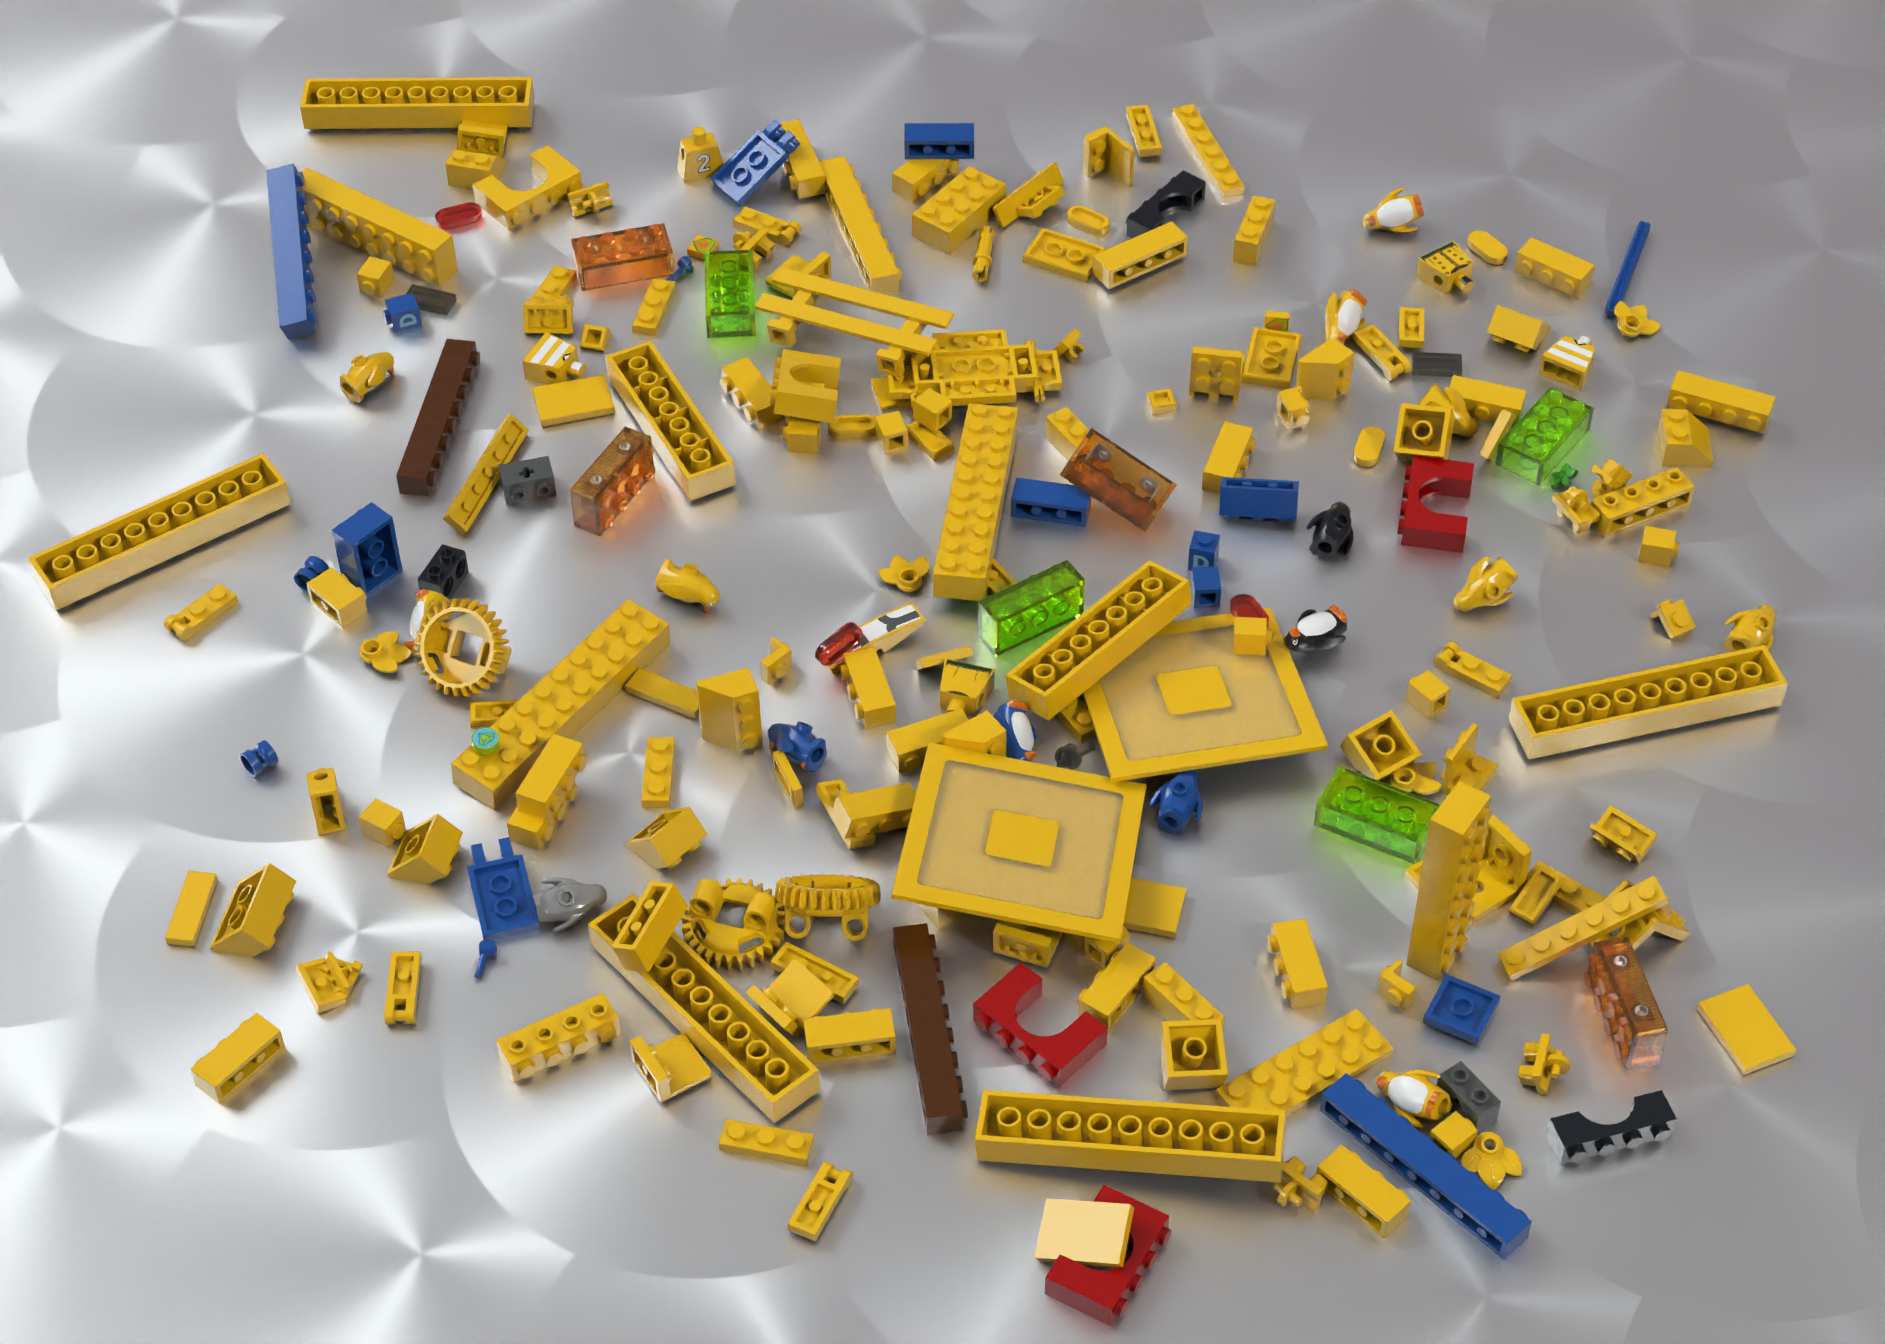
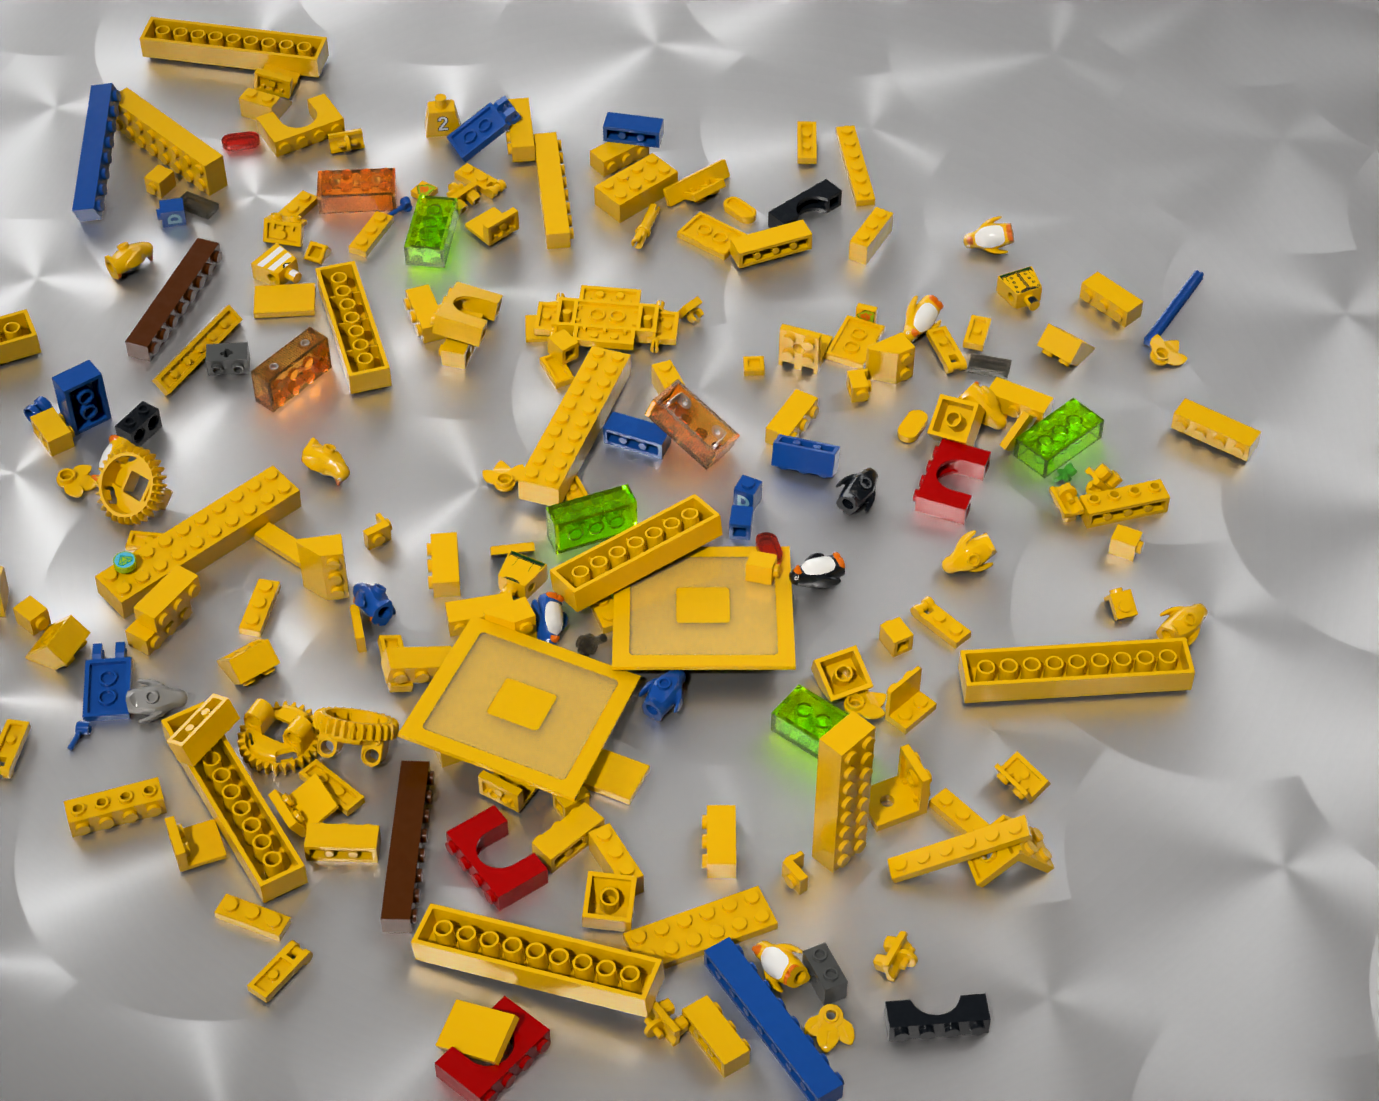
camera: 10 degrees right, 0 degrees up
(800, 310) = (483, 253): yellow fence -> none
(838, 643) = (428, 525): clear red tile -> none
(852, 427) = (498, 352): yellow tile -> none
(886, 631) = (466, 521): slope -> none
(891, 432) = (526, 360): yellow brick -> none
(1107, 150) = (767, 155): yellow bracket -> none
(1454, 1135) = (803, 1003): yellow brick -> none
(1461, 1009) = (844, 900): blue plate -> none
(1487, 247) = (1061, 275): yellow tile -> none
(1536, 895) = (934, 816): yellow tile -> none
(1569, 361) = (1099, 378): yellow torso -> none
(1619, 995) = (977, 917): clear orange piece -> none
(1683, 439) = (1176, 457): yellow slope -> none
(1746, 1029) = (1076, 954): yellow tile -> none

